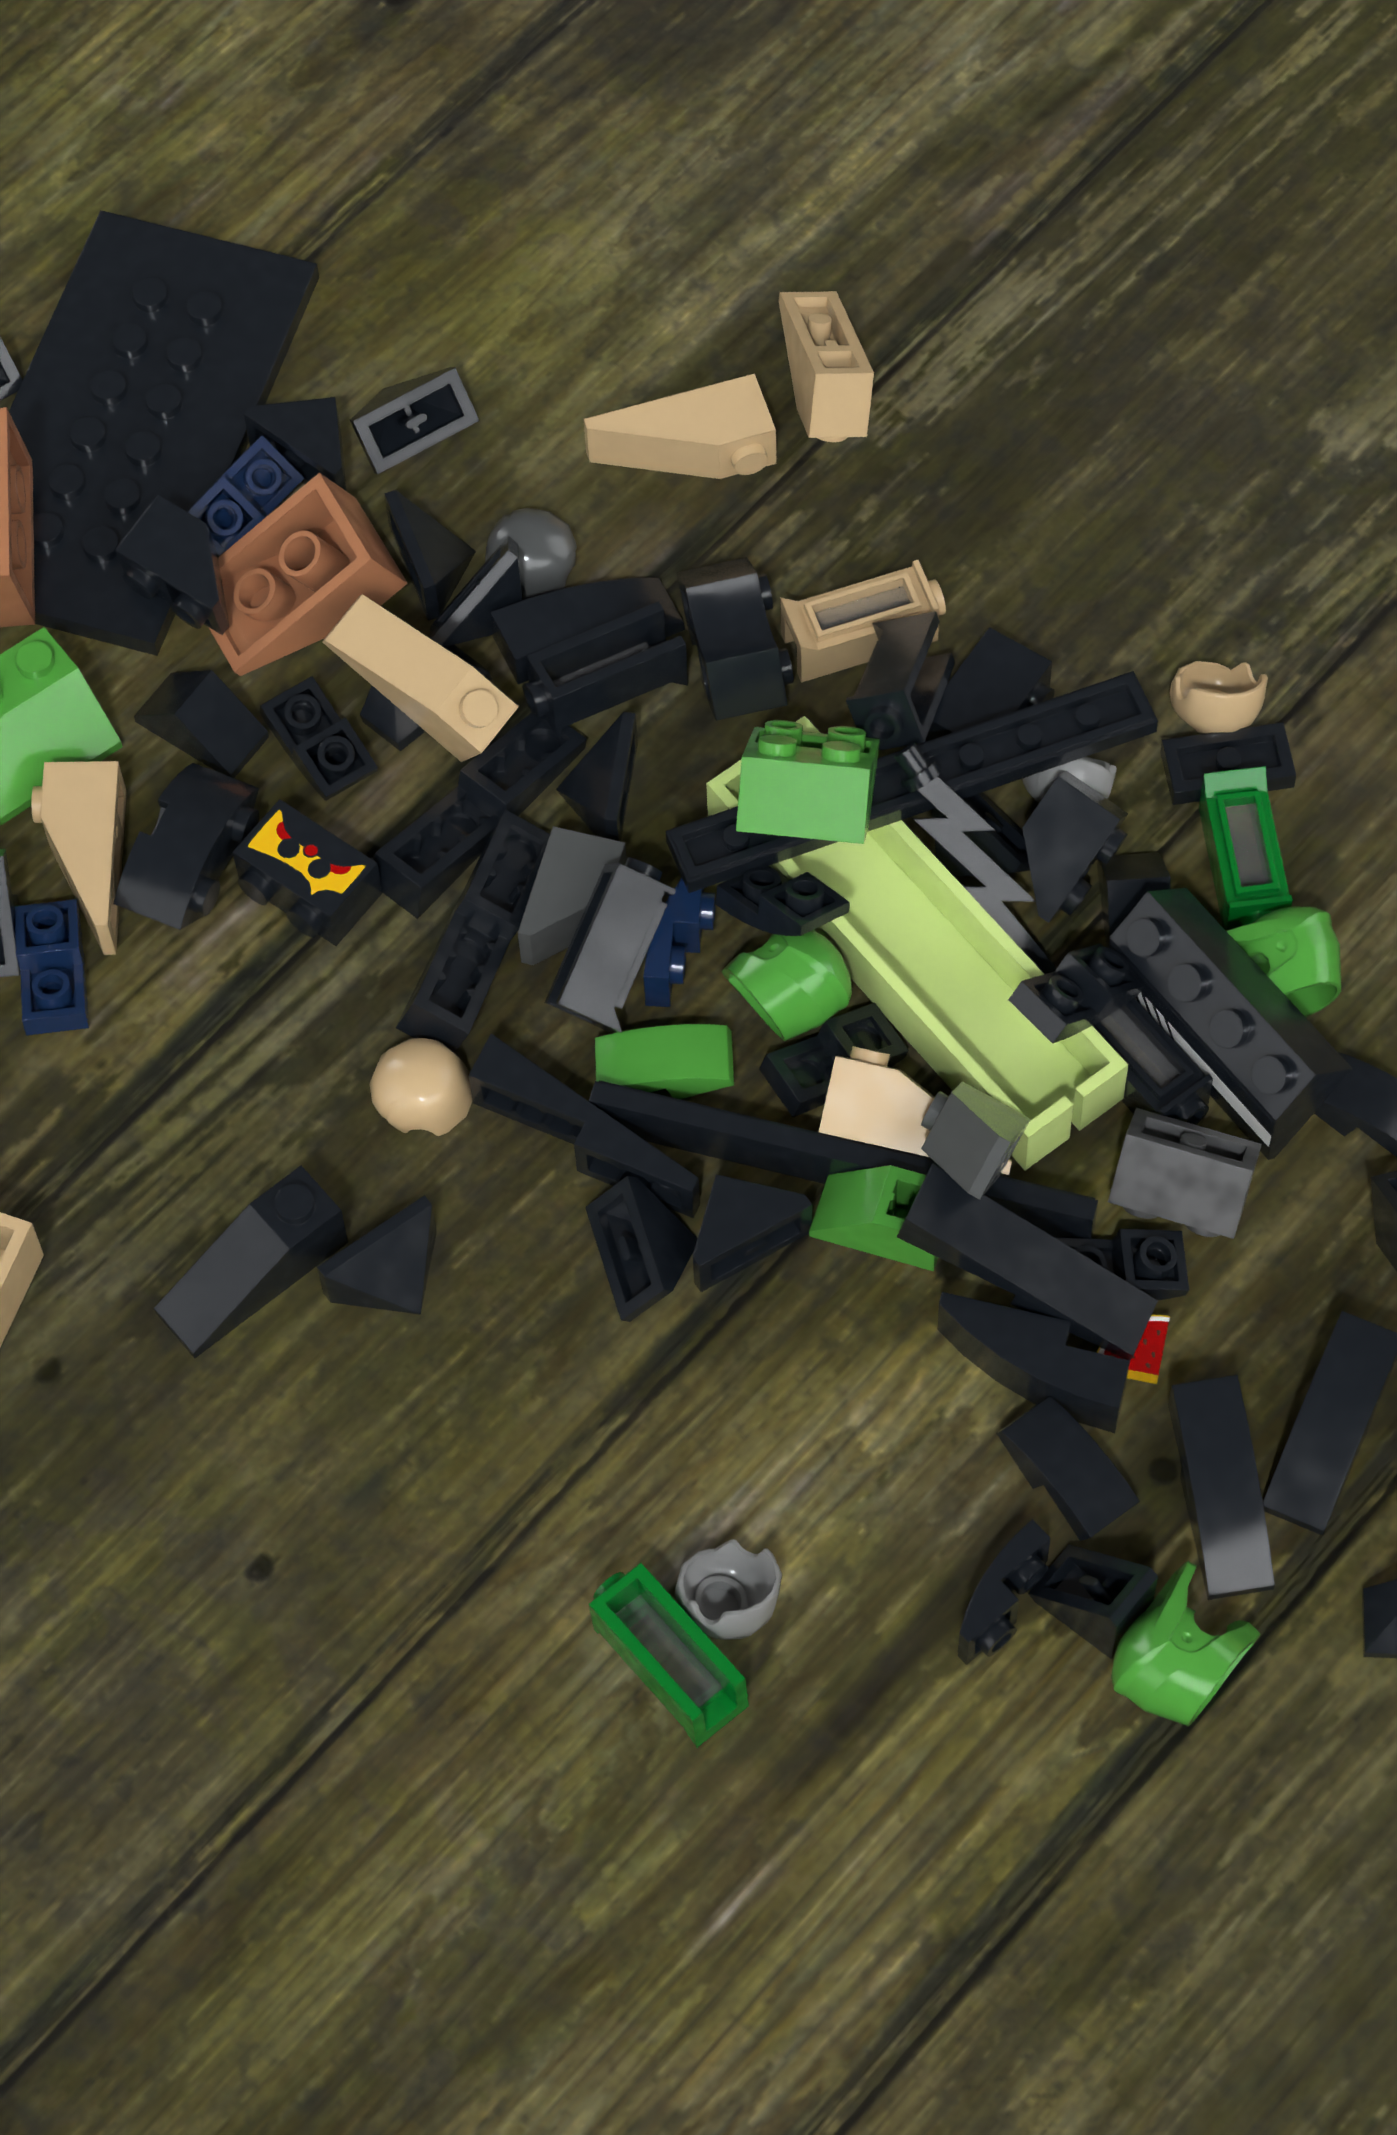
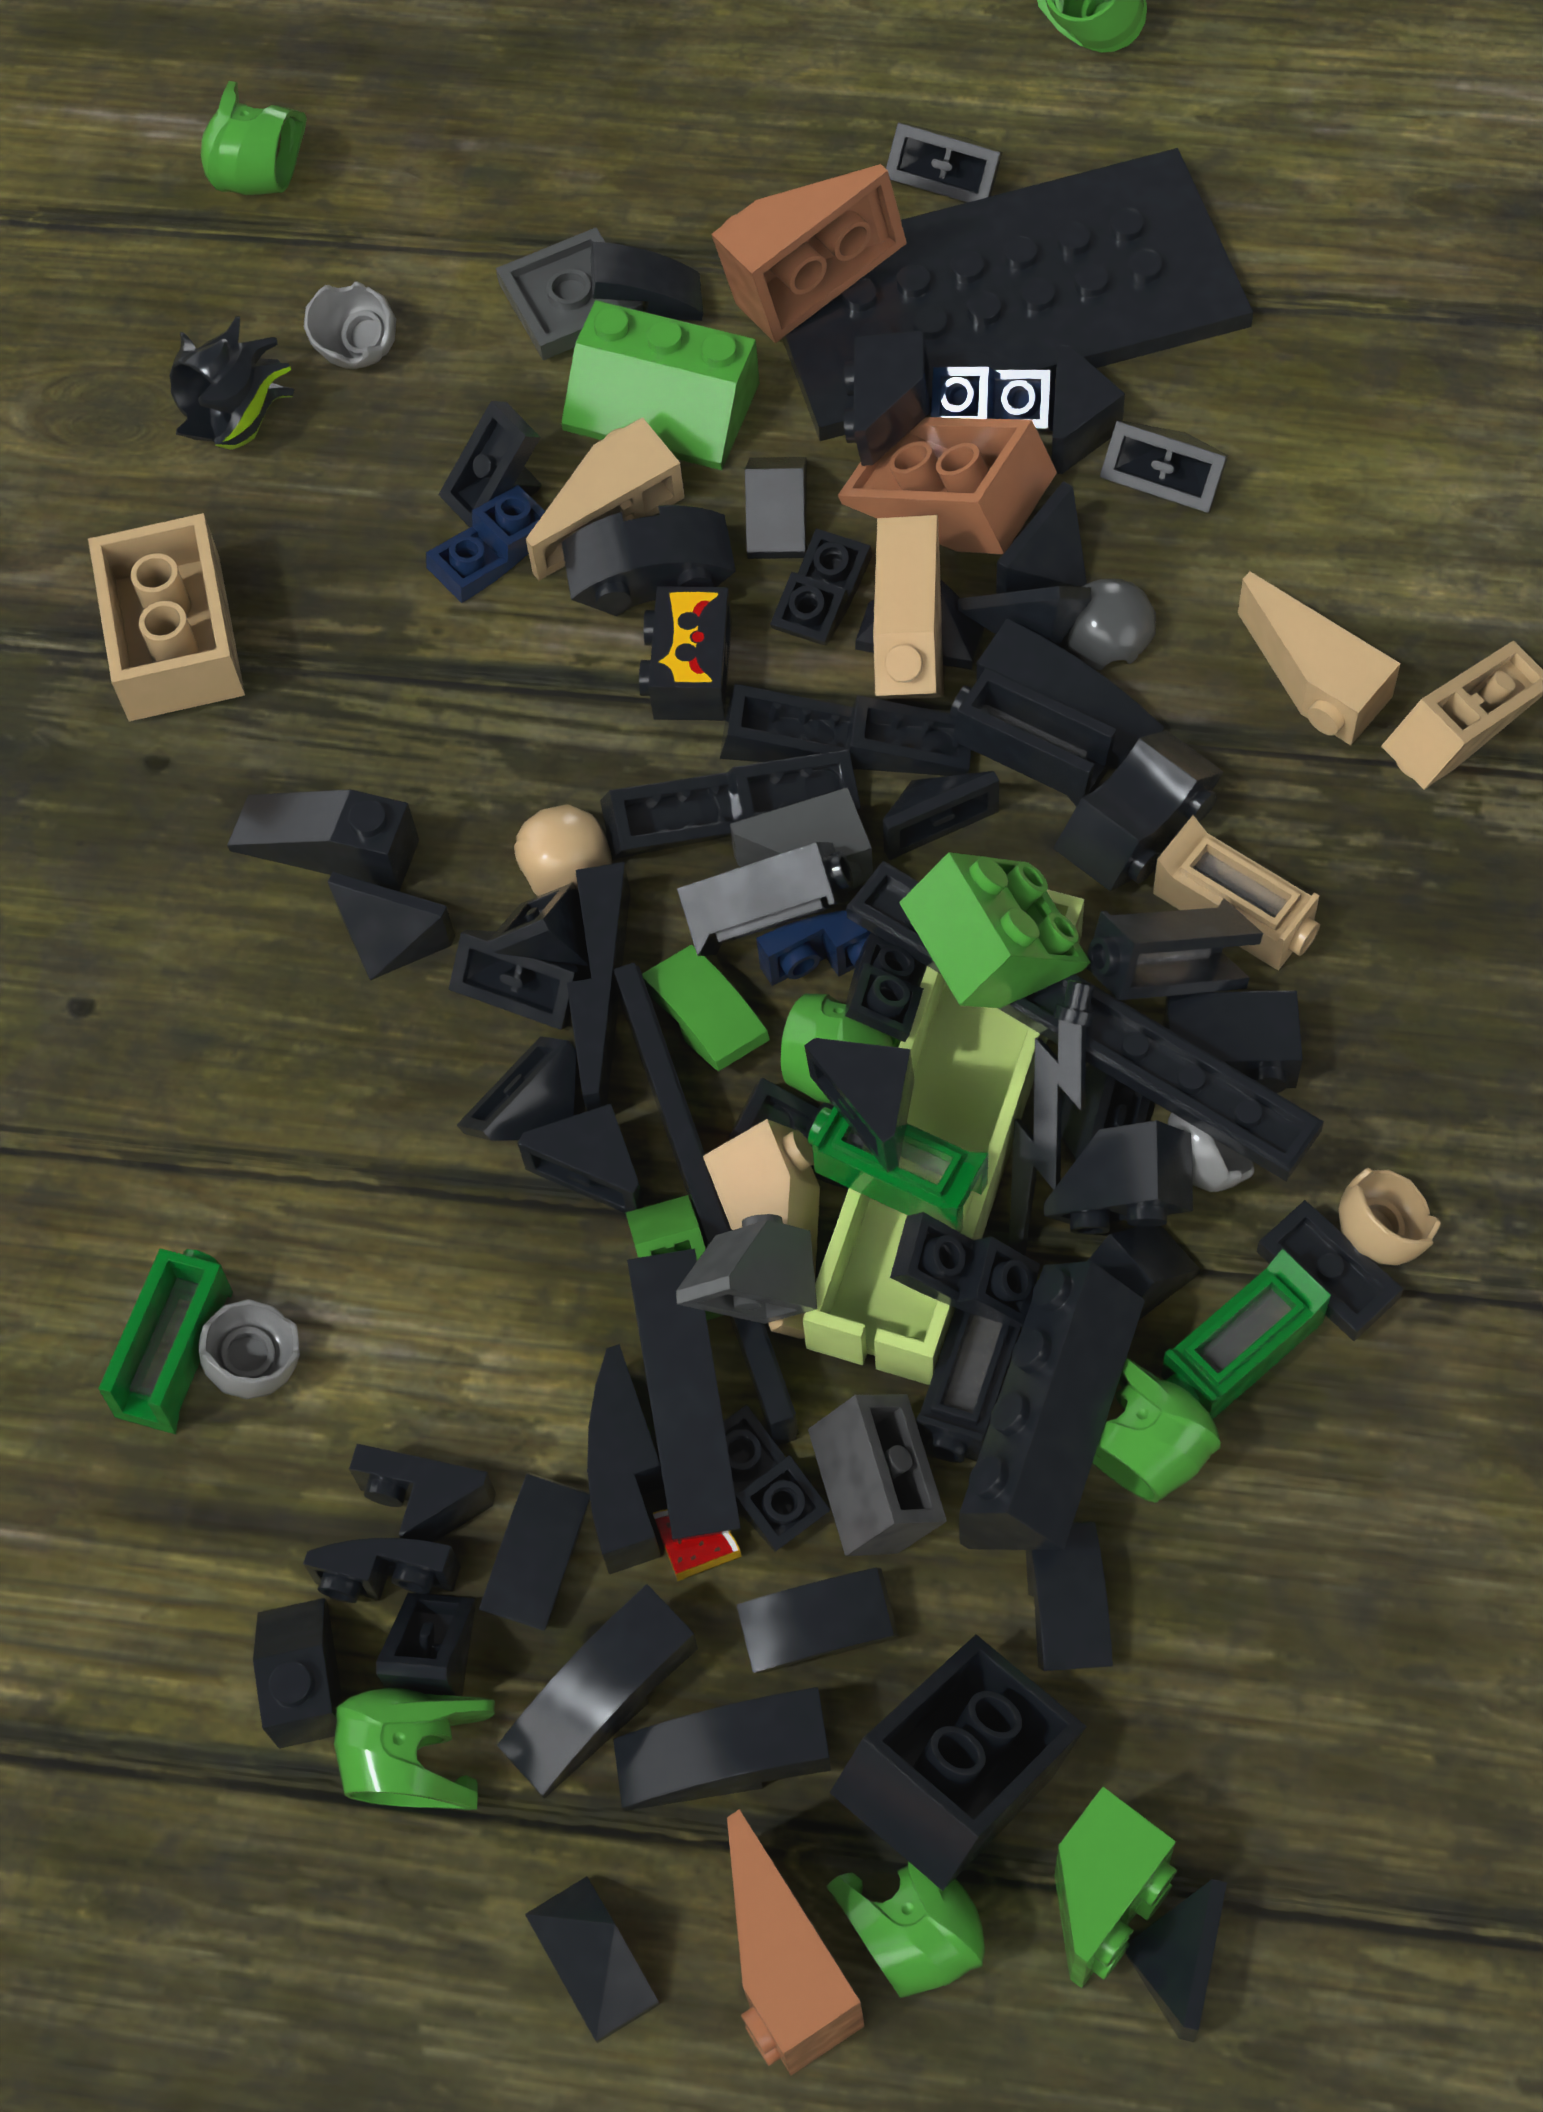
camera: 60 degrees right, 0 degrees up
(494, 1135) = (545, 929): none -> black slope
(517, 1187) = (512, 982): none -> black slope
(905, 948) = (869, 1090): none -> black slope
(954, 980) = (929, 1178): none -> green window
(960, 1515) = (437, 1492): none -> black slope
(1047, 1708) = (296, 1673): none -> black slope
(1269, 1293) = (817, 1620): none -> black slope

